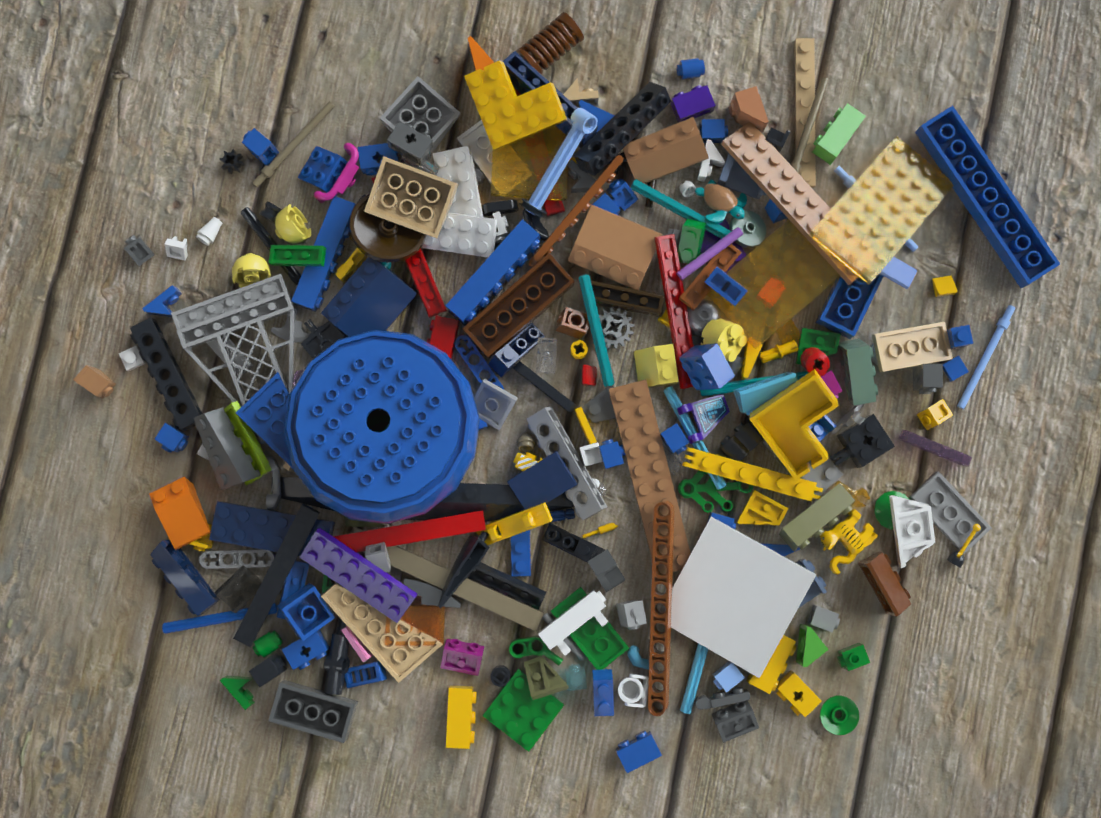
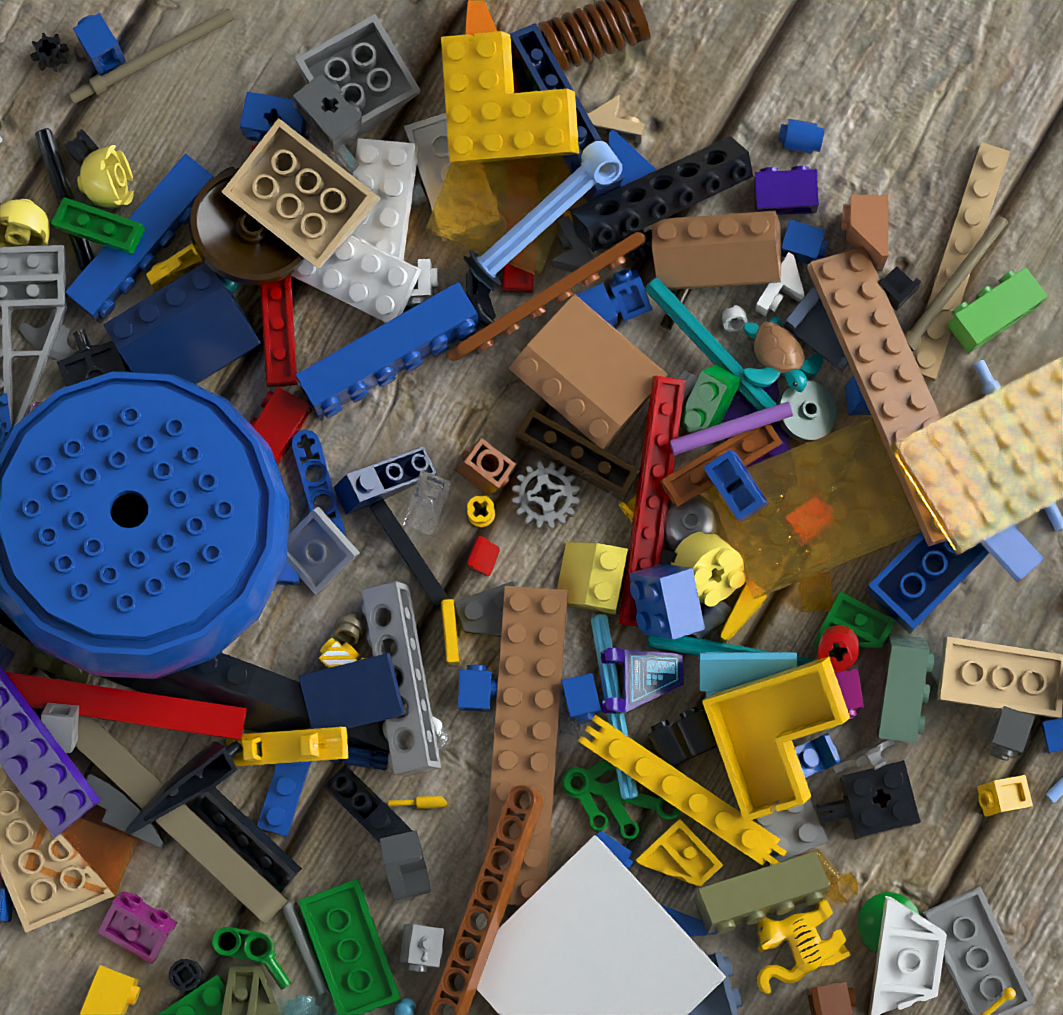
camera: 20 degrees right, 5 degrees down
(322, 169) = (187, 112): blue bracket -> none
(346, 177) = (210, 134): dark pink piece -> none
(504, 207) = (438, 254): black beam -> none
(519, 306) = (410, 413): reddish brown brick -> none
(572, 619) = (326, 923): white brick -> none
(590, 454) = (443, 679): white panel -> none
(596, 330) = (516, 489): teal axle -> none
(778, 351) = (791, 616): yellow axle -> none
(935, 448) = (987, 848): clear purple beam -> none

